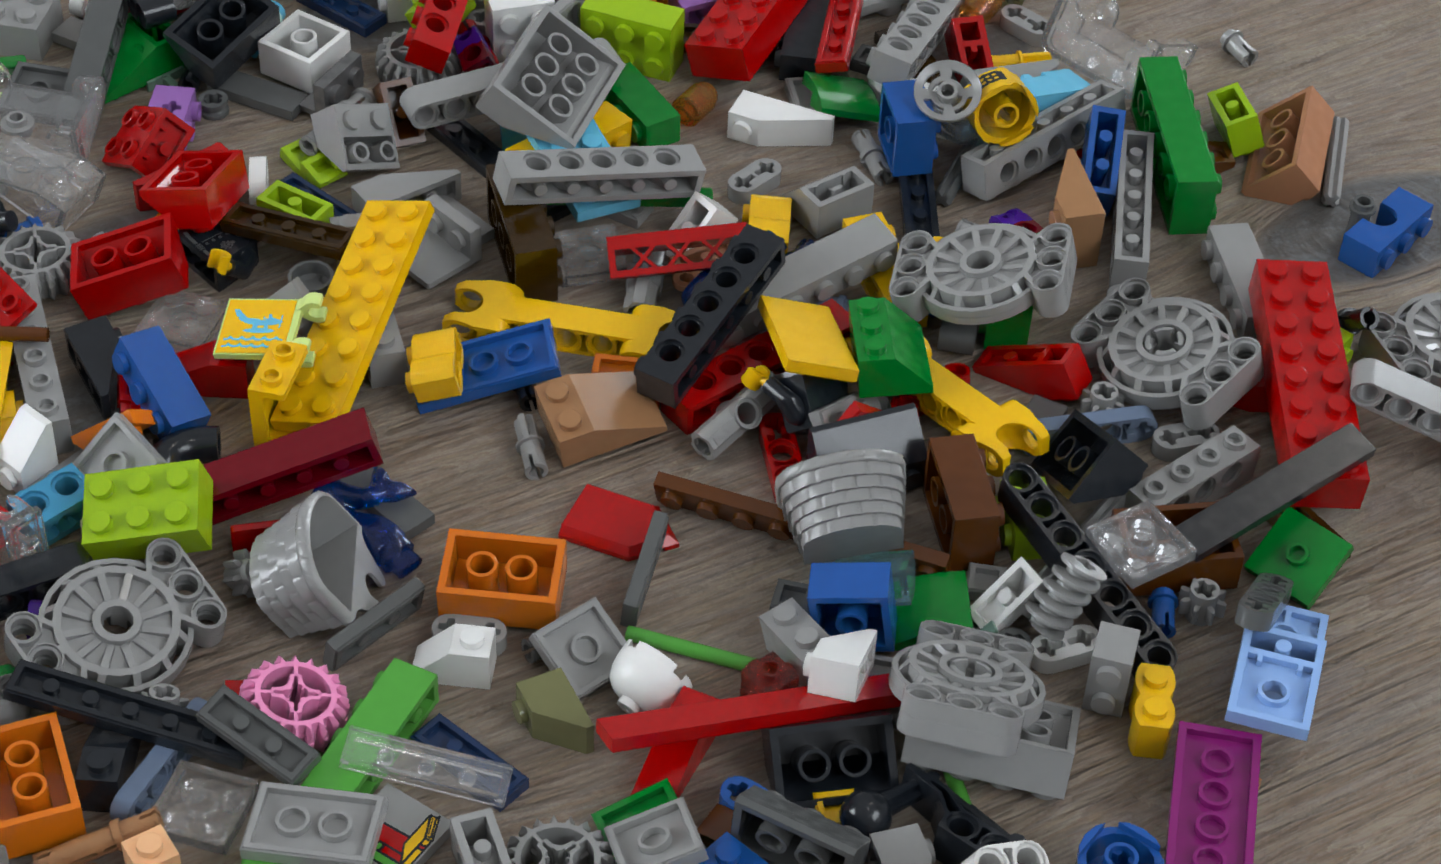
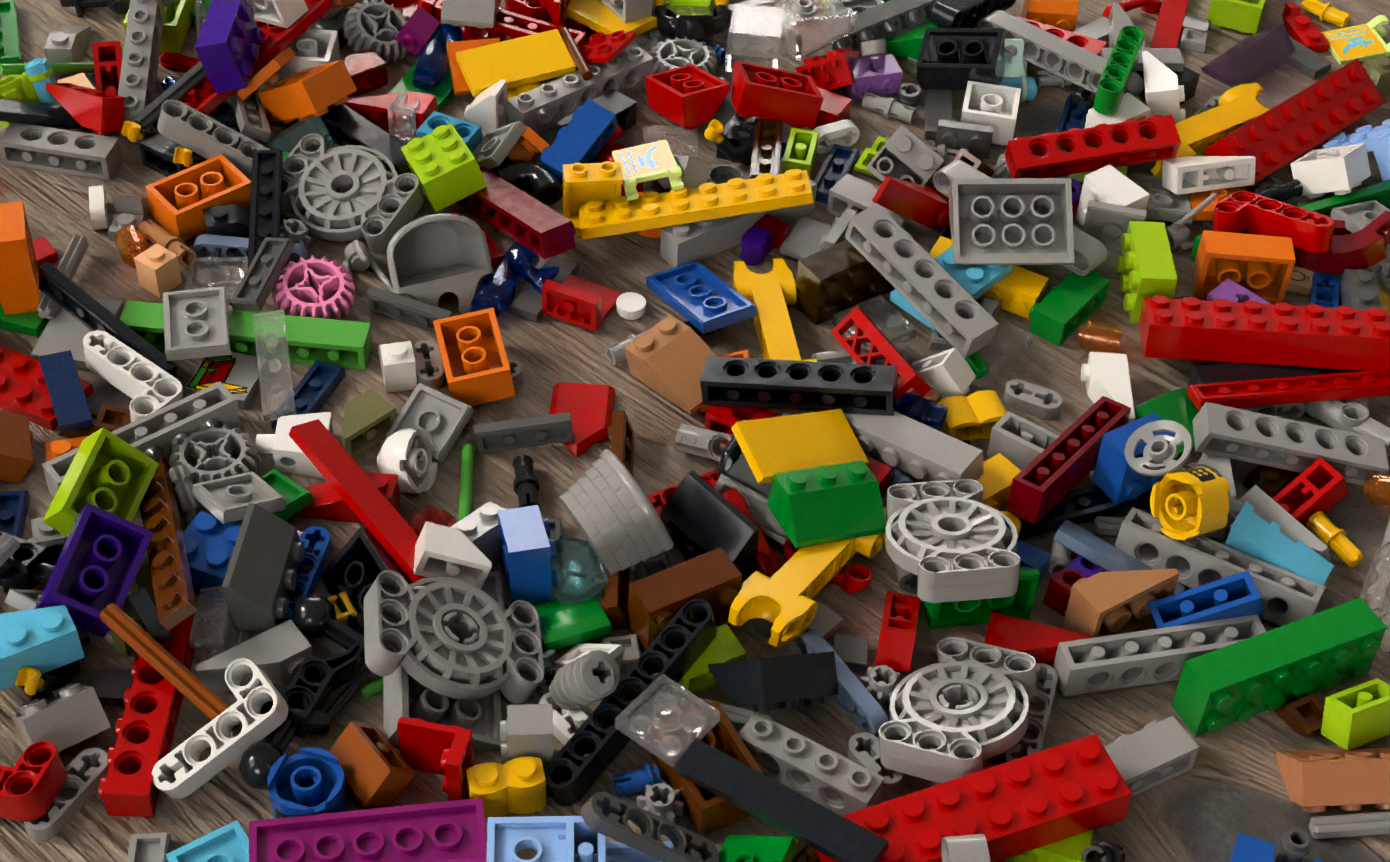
camera: 70 degrees right, 0 degrees up
(151, 90) = (873, 48): none -> light grey beam
(229, 125) = (889, 108): none -> light grey pin
(238, 651) = (359, 259): none -> light grey plant
(415, 299) = (763, 238): none -> leg
(435, 365) = (673, 266): yellow brick -> none
(437, 149) = (914, 202): none -> red slope
(437, 467) = (578, 301): none -> red bracket
(455, 433) = (630, 305): none -> white tile
(565, 777) = (286, 453): none -> white torso
(714, 595) = (525, 484): none -> black pin
(898, 185) = (1064, 461): none -> dark red brick
(1004, 198) = (1099, 551): none -> sand blue tile
(1084, 806) = (371, 765): none -> dark orange brick
(1087, 287) = (1028, 636): none -> red slope
(1122, 733) = (439, 751): none -> red bracket

